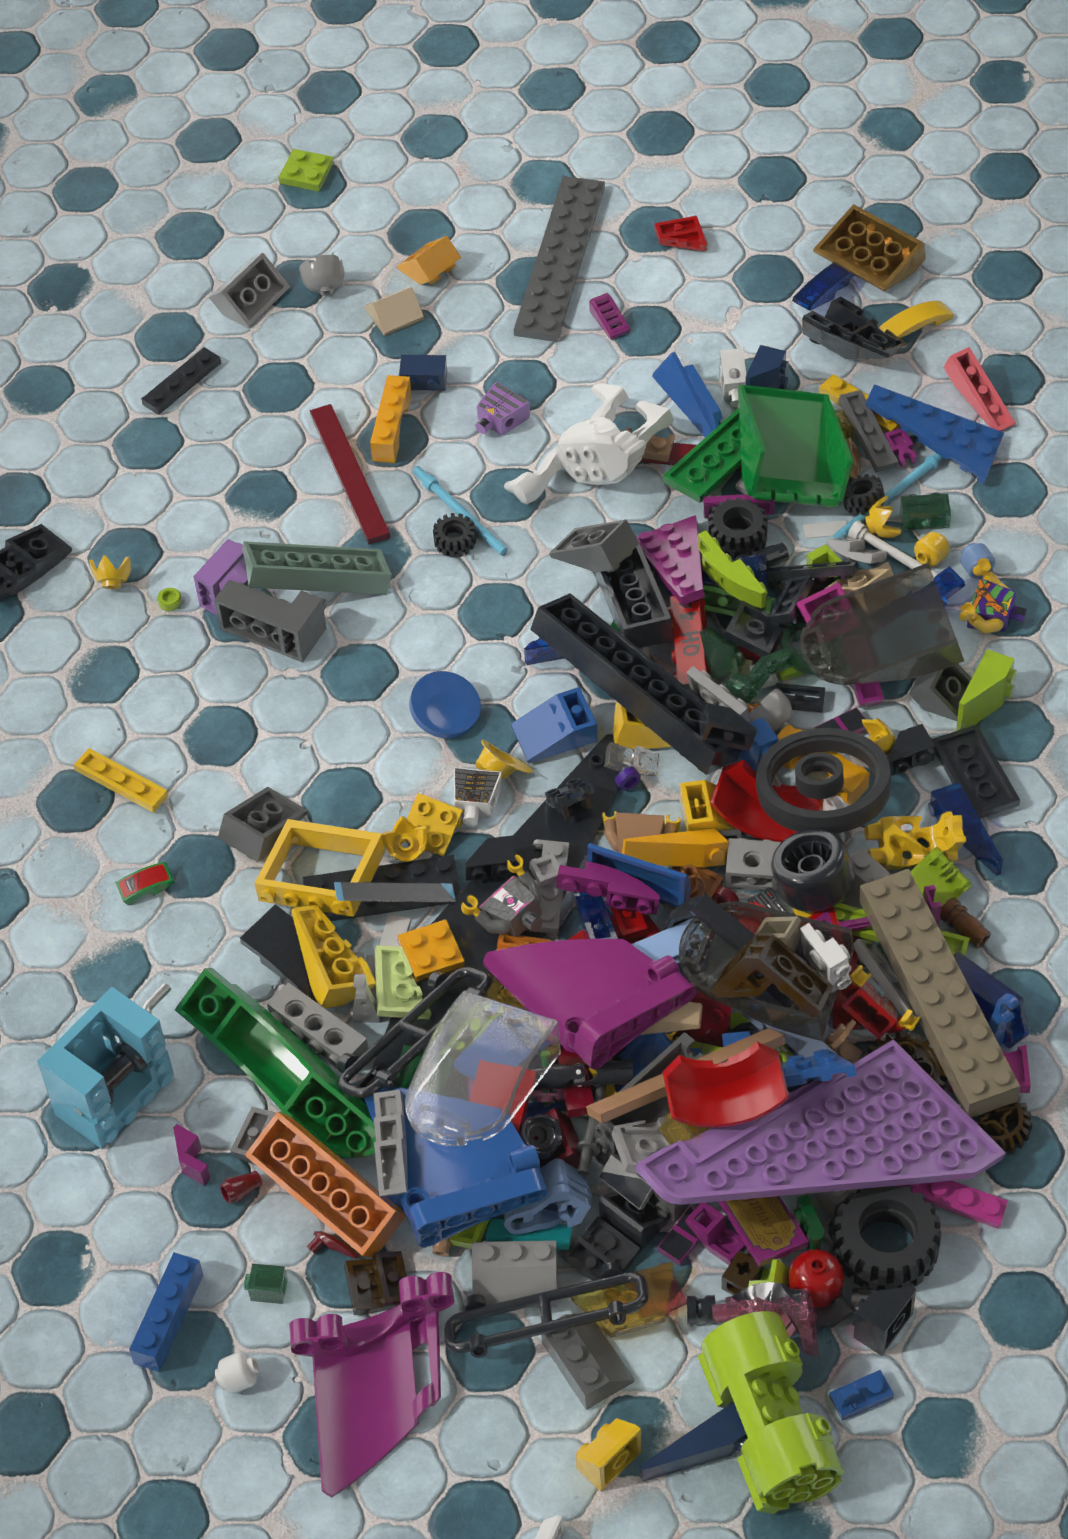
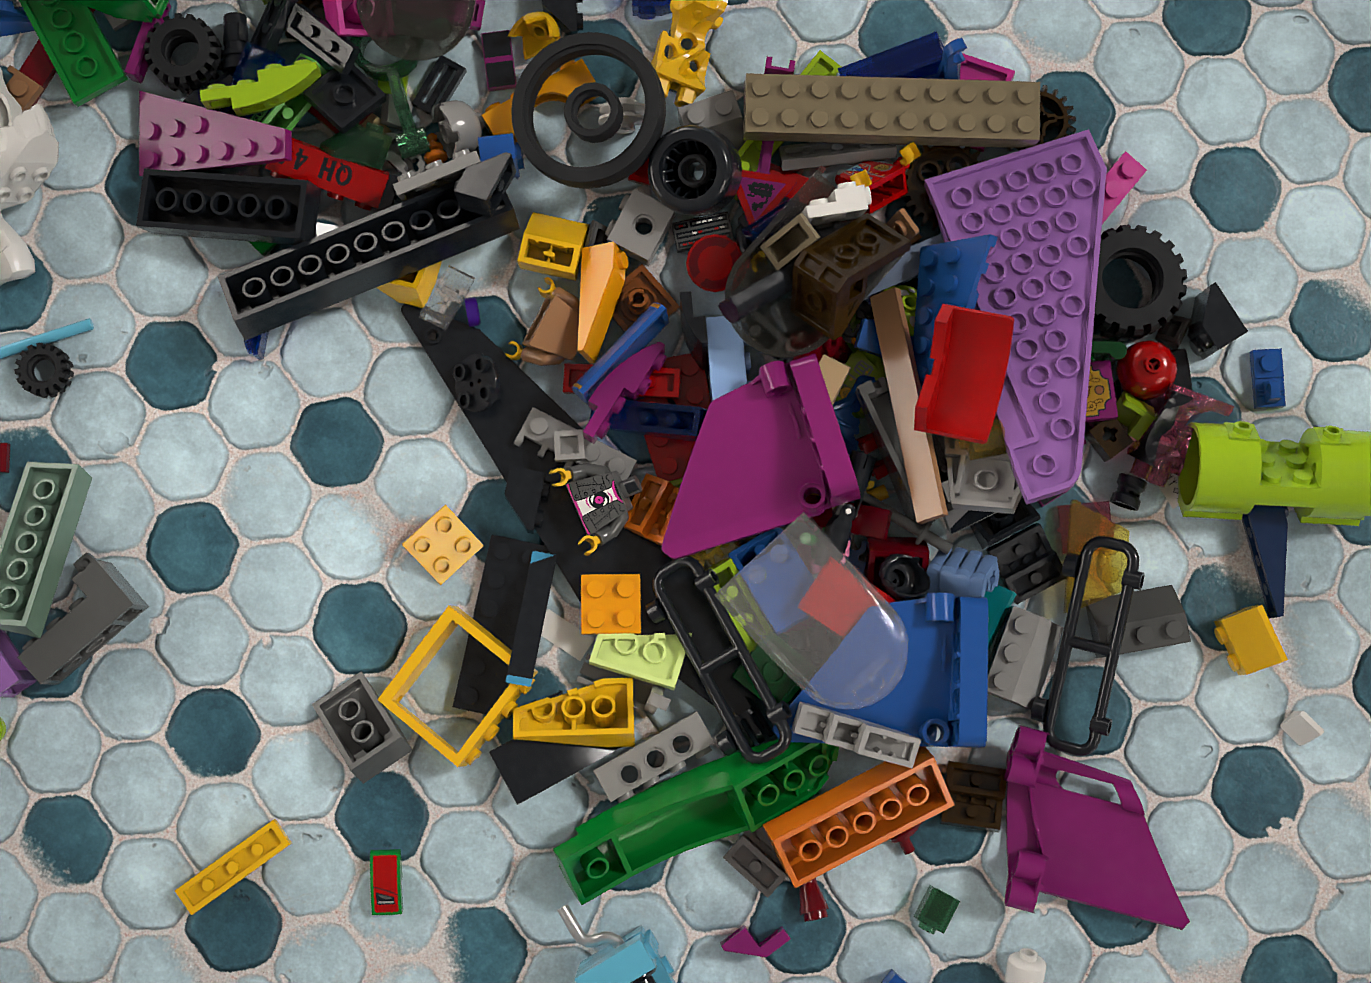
camera: 75 degrees left, 30 degrees up
(405, 833) = (474, 580): yellow piece -> none
(444, 704) = (288, 471): blue piece -> none
(476, 793) = (423, 482): torso -> none
(496, 760) = (394, 437): yellow piece -> none
(556, 726) = (372, 362): slope -> none
(597, 546) = (157, 221): dark grey slope -> none
(724, 895) = (669, 272): dark red tile -> none
(739, 804) = (568, 209): red panel -> none
(941, 872) = (737, 49): lime hinge -> none
(964, 923) = (798, 46): reddish brown axle -> none

